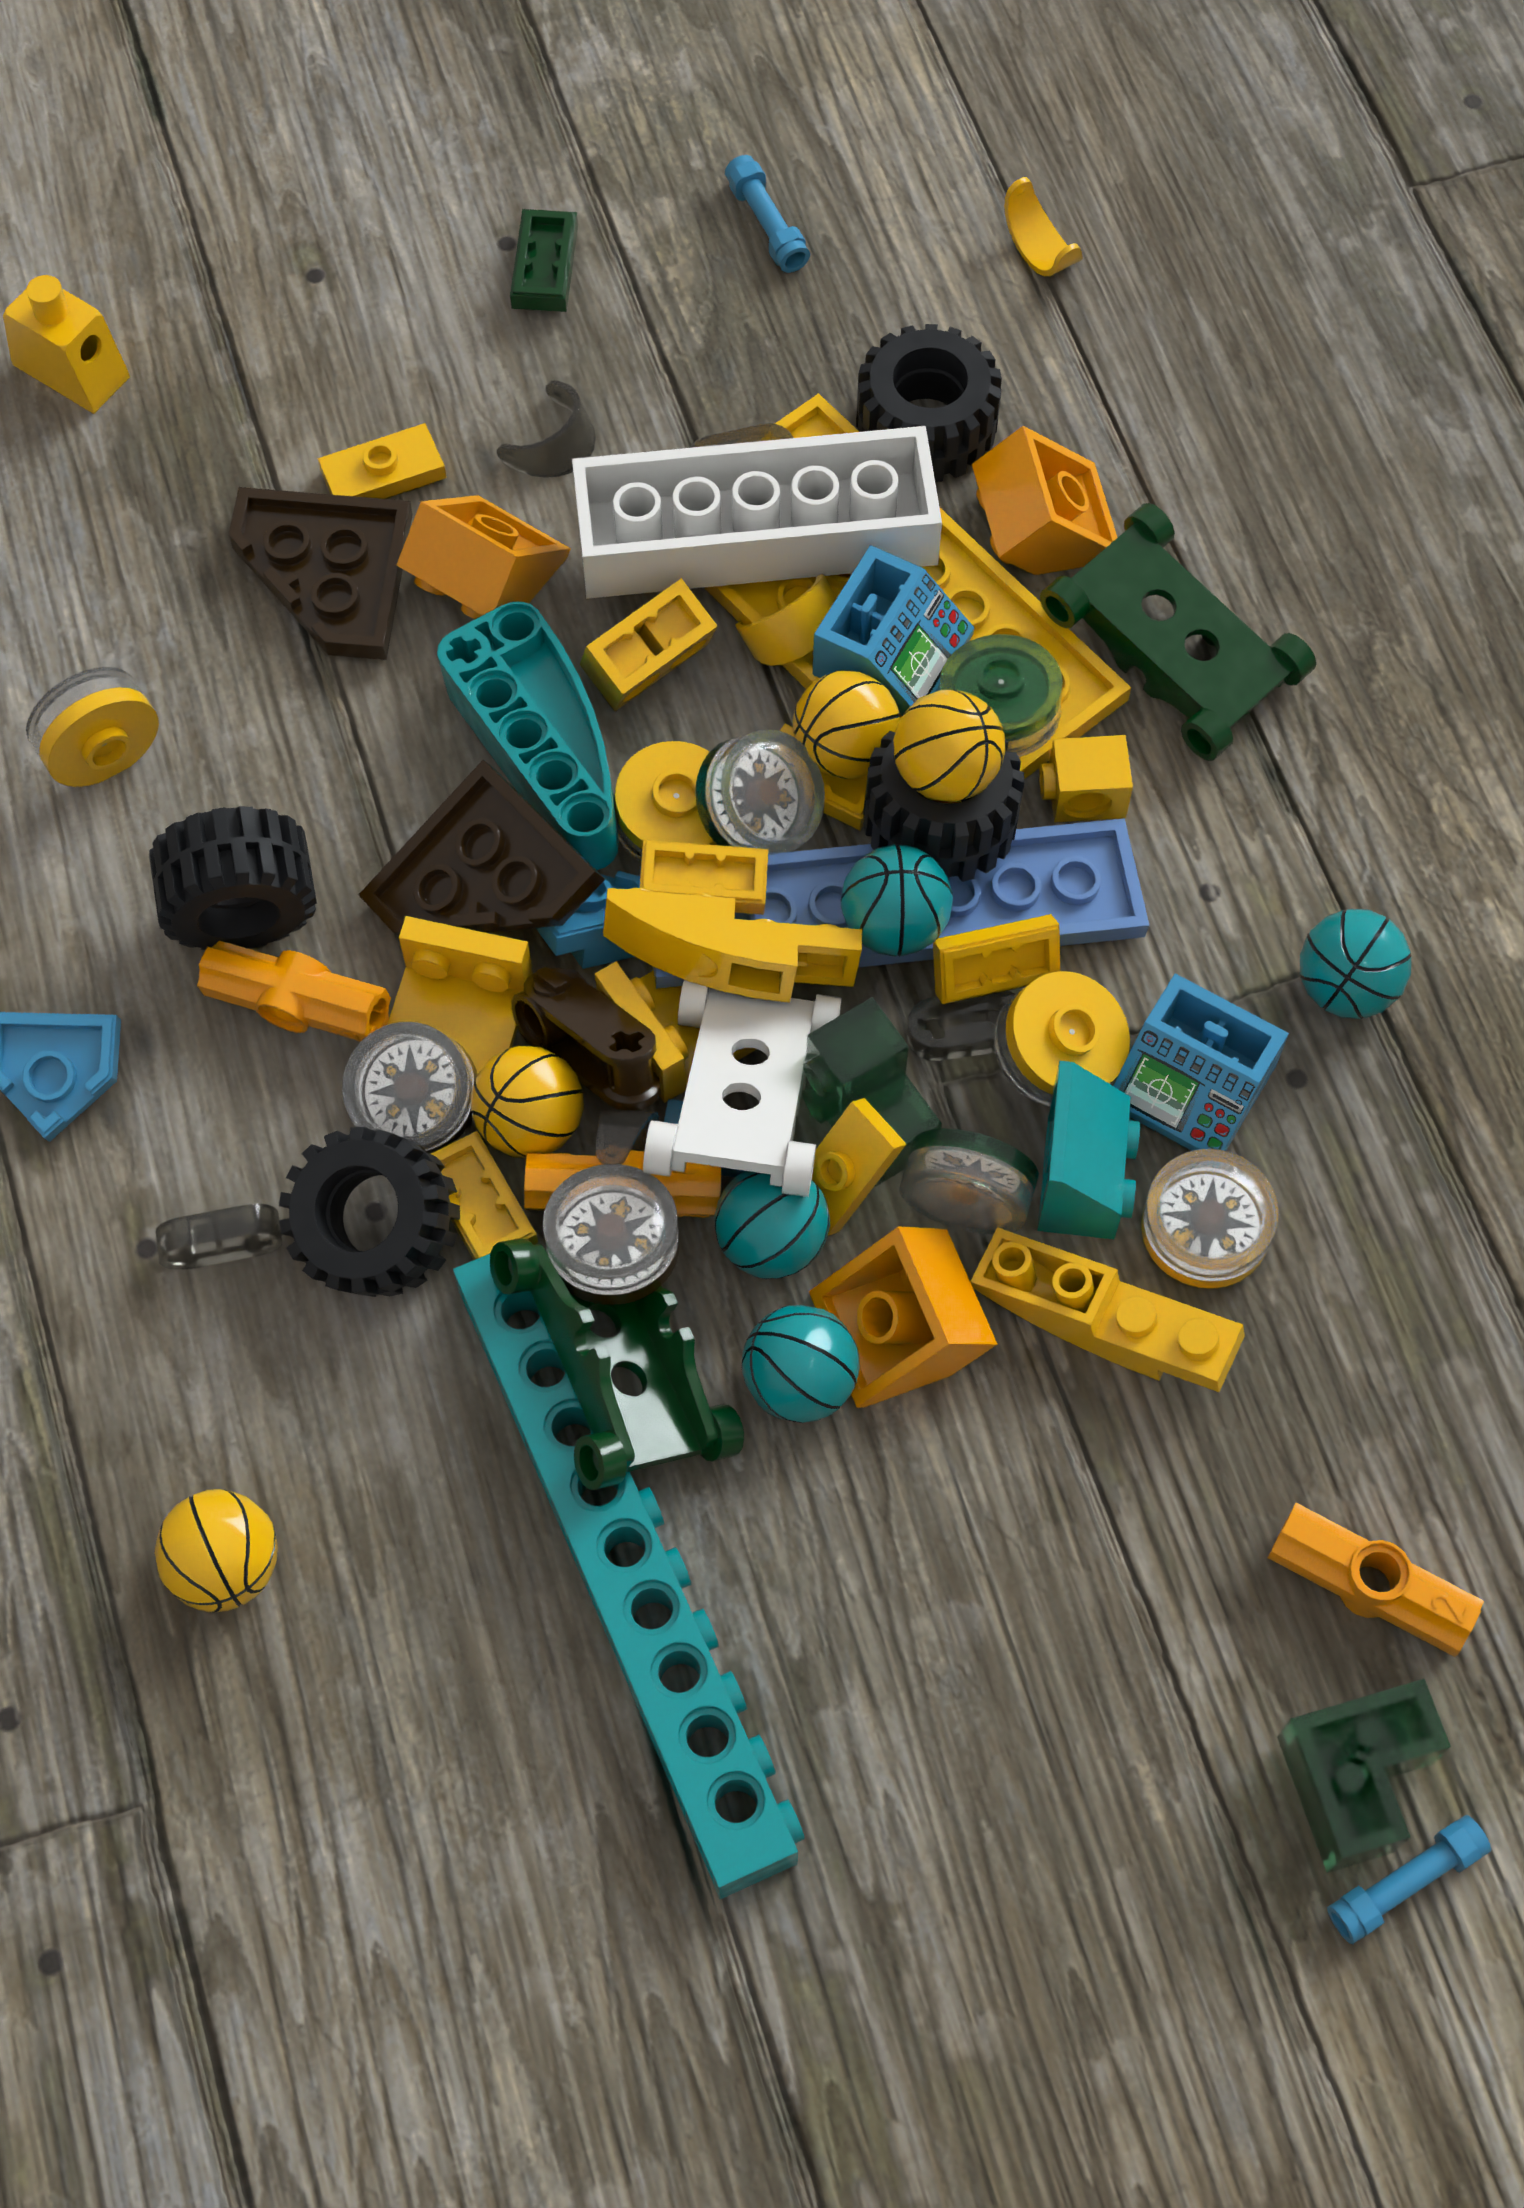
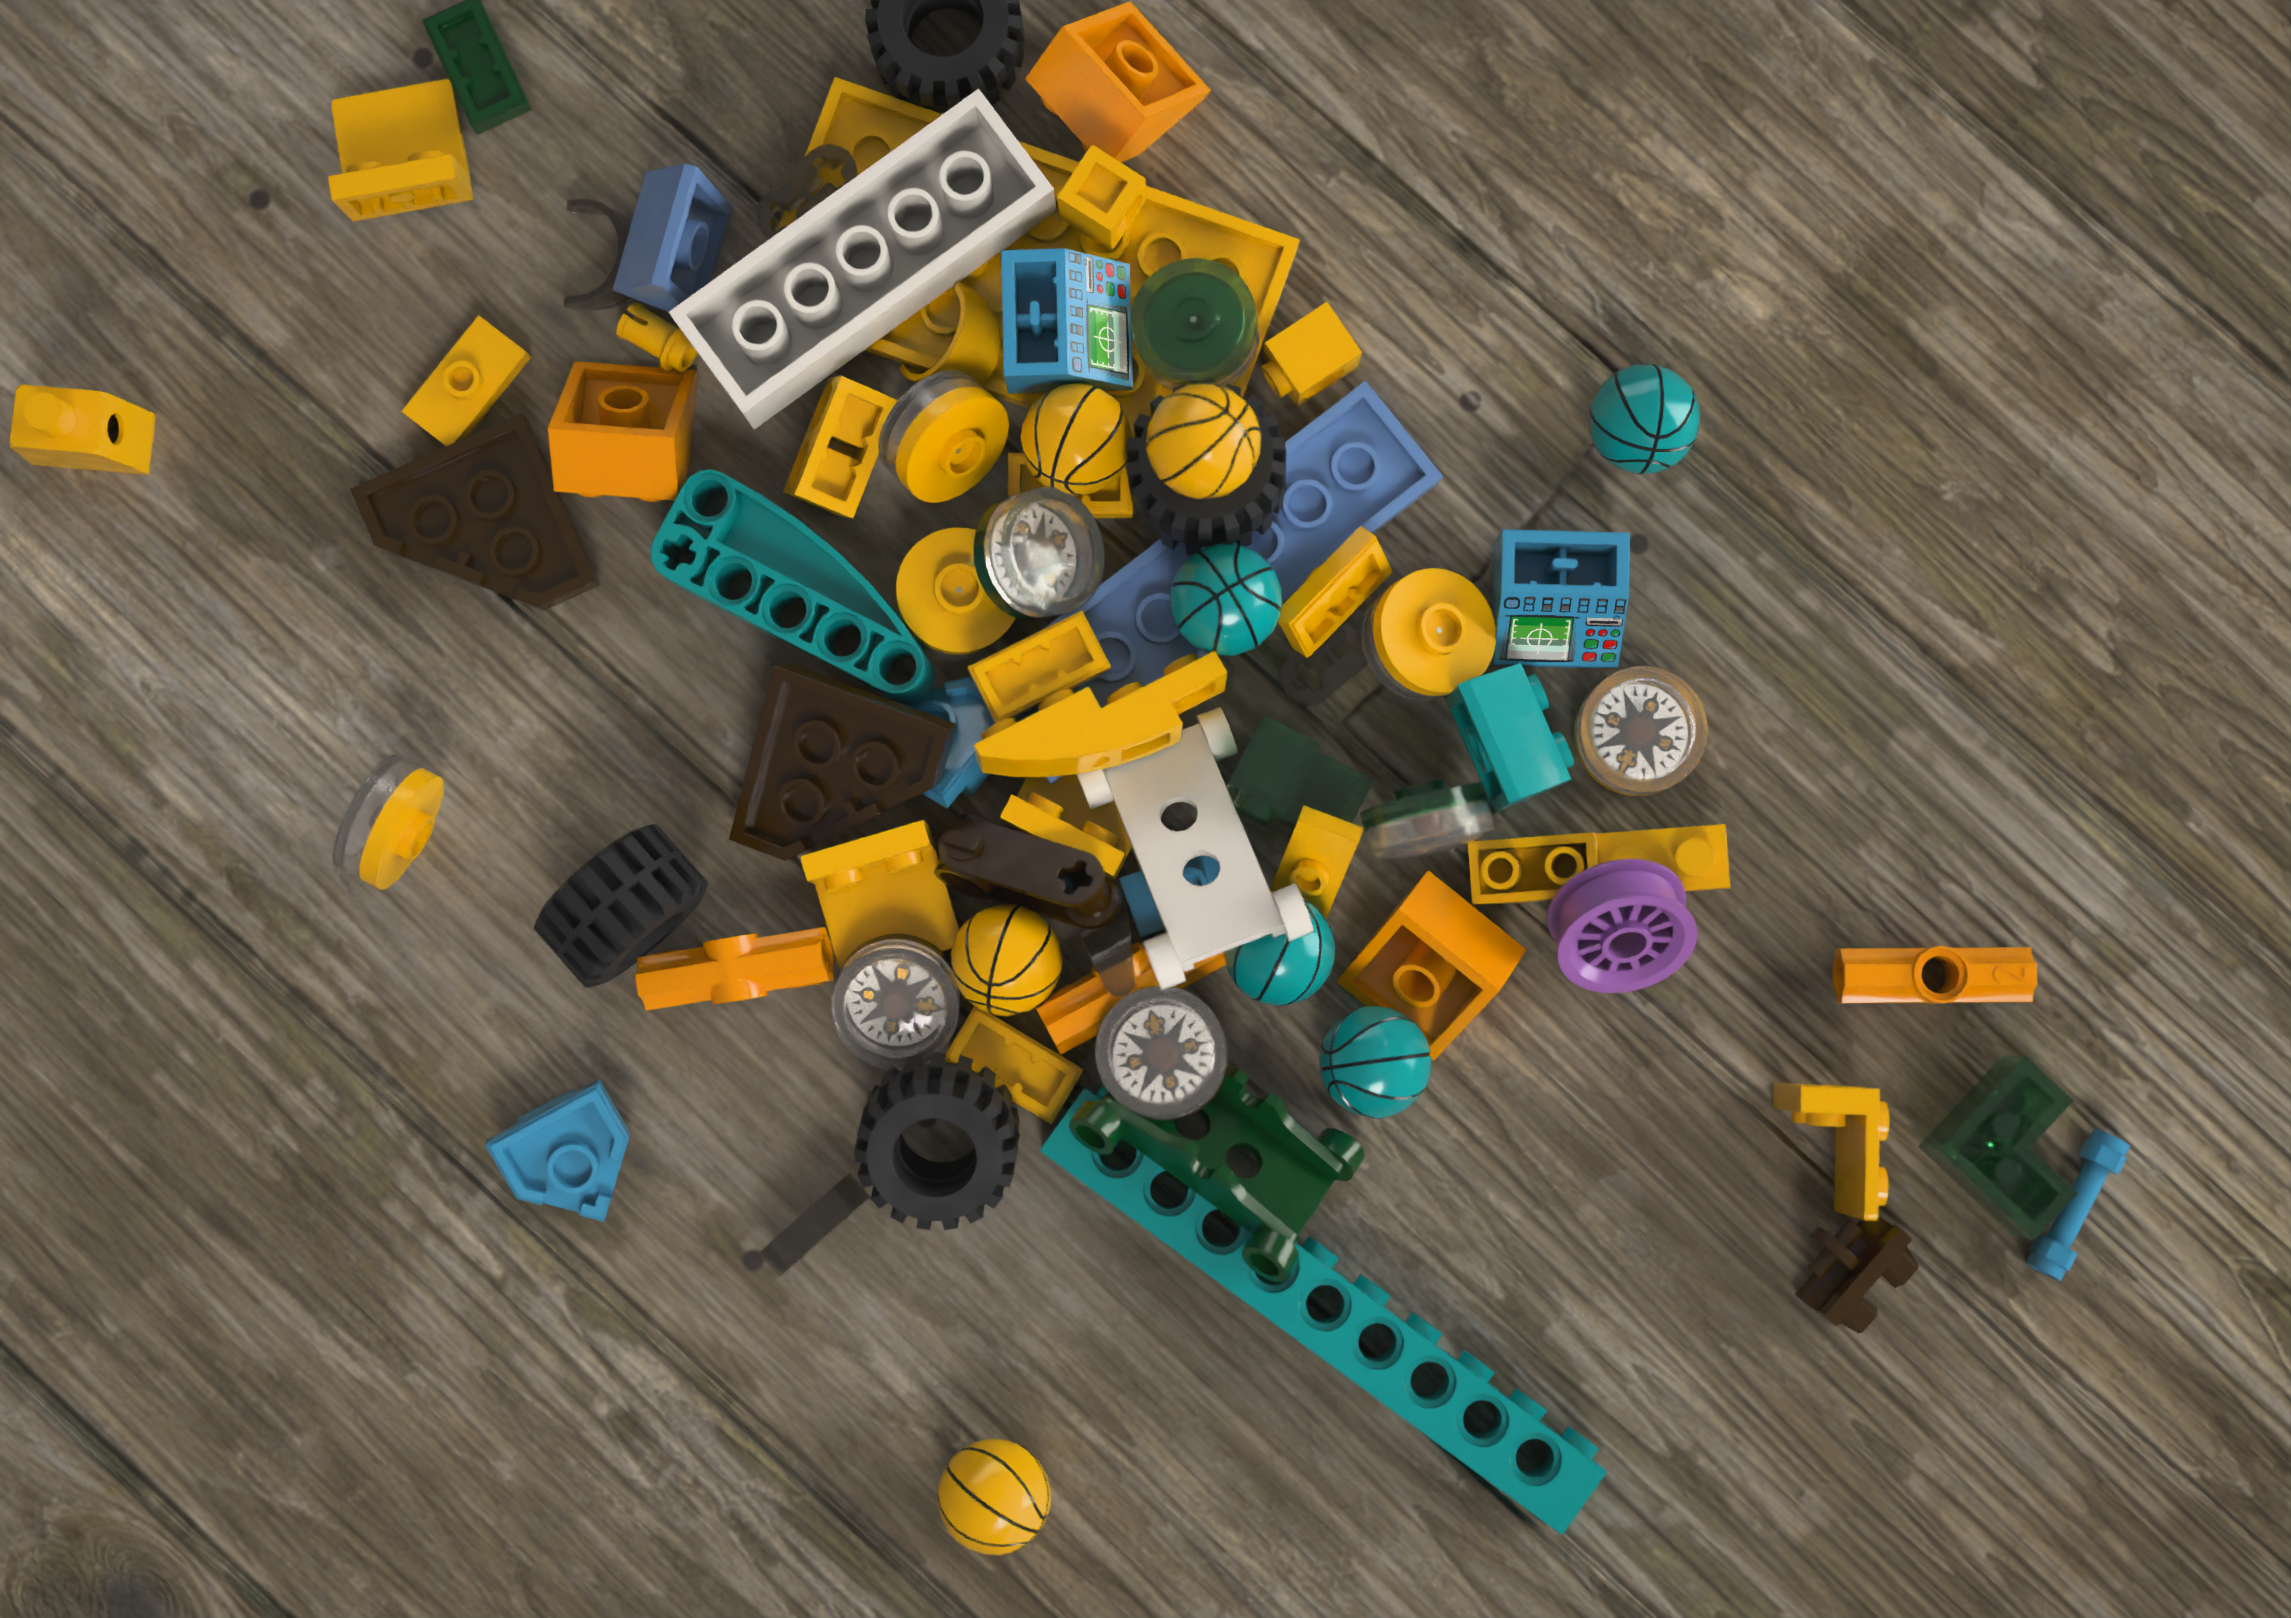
camera: 25 degrees left, 20 degrees up
(441, 288) = (399, 151): none -> yellow bracket
(554, 506) = (656, 338): none -> yellow pin
(625, 421) = (673, 237): none -> medium blue slope
(737, 673) = (943, 436): none -> yellow piece
(979, 561) = (1101, 197): none -> yellow brick
(1136, 1370) = (1621, 926): none -> medium lavender wheel
(1180, 1802) = (1851, 1266): none -> dark brown hips
(1208, 692) = (1236, 160): dark green piece -> none
(1213, 1626) = (1859, 1125): none -> yellow bracket

